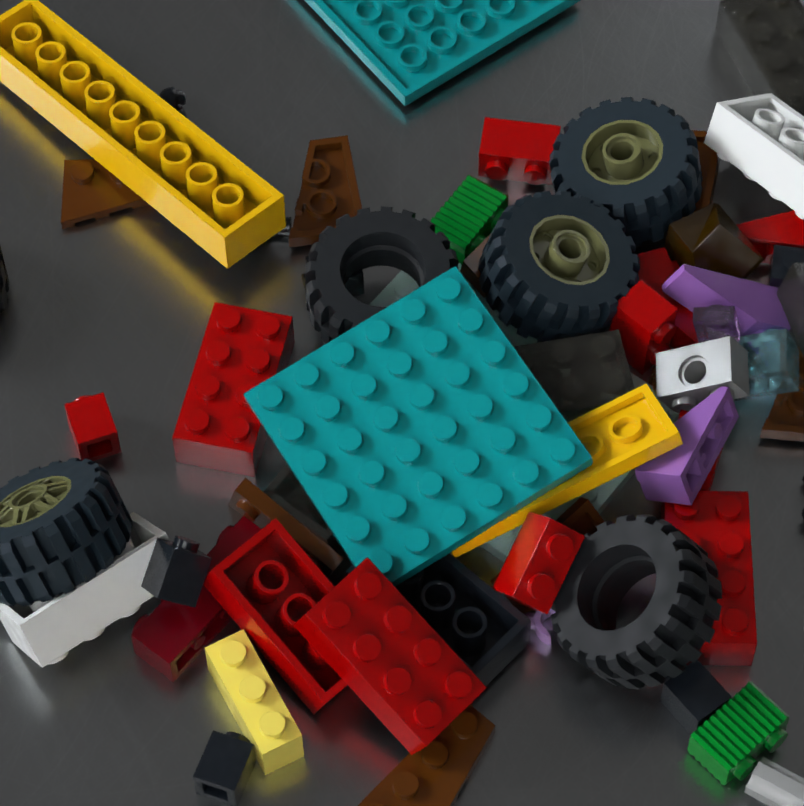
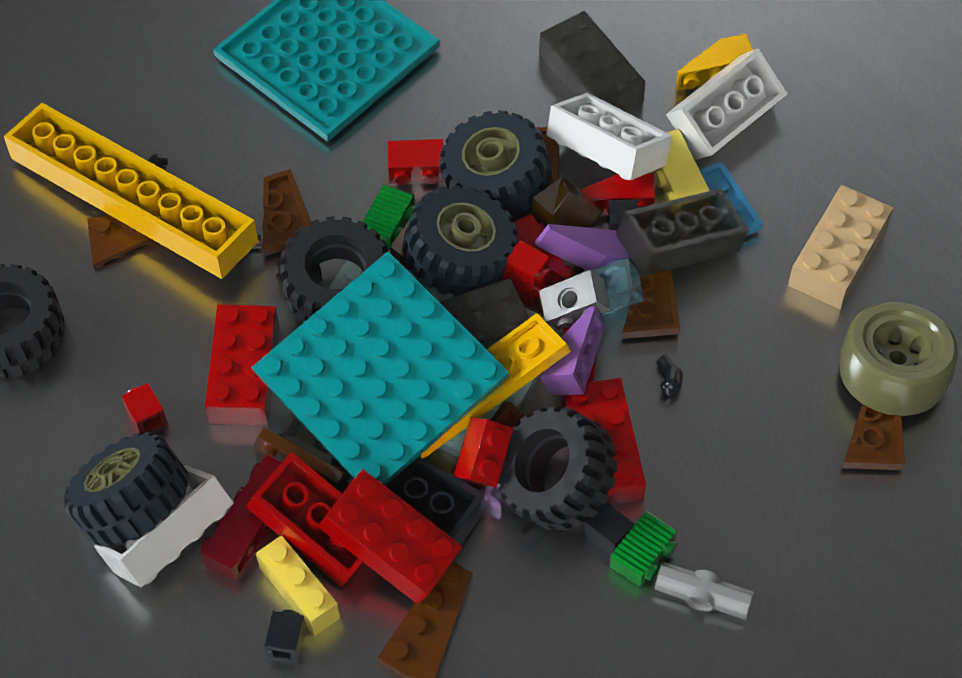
camera: 10 degrees left, 0 degrees up
(176, 571) = (226, 501): black brick -> none
(716, 322) = (577, 262): clear purple plate -> none

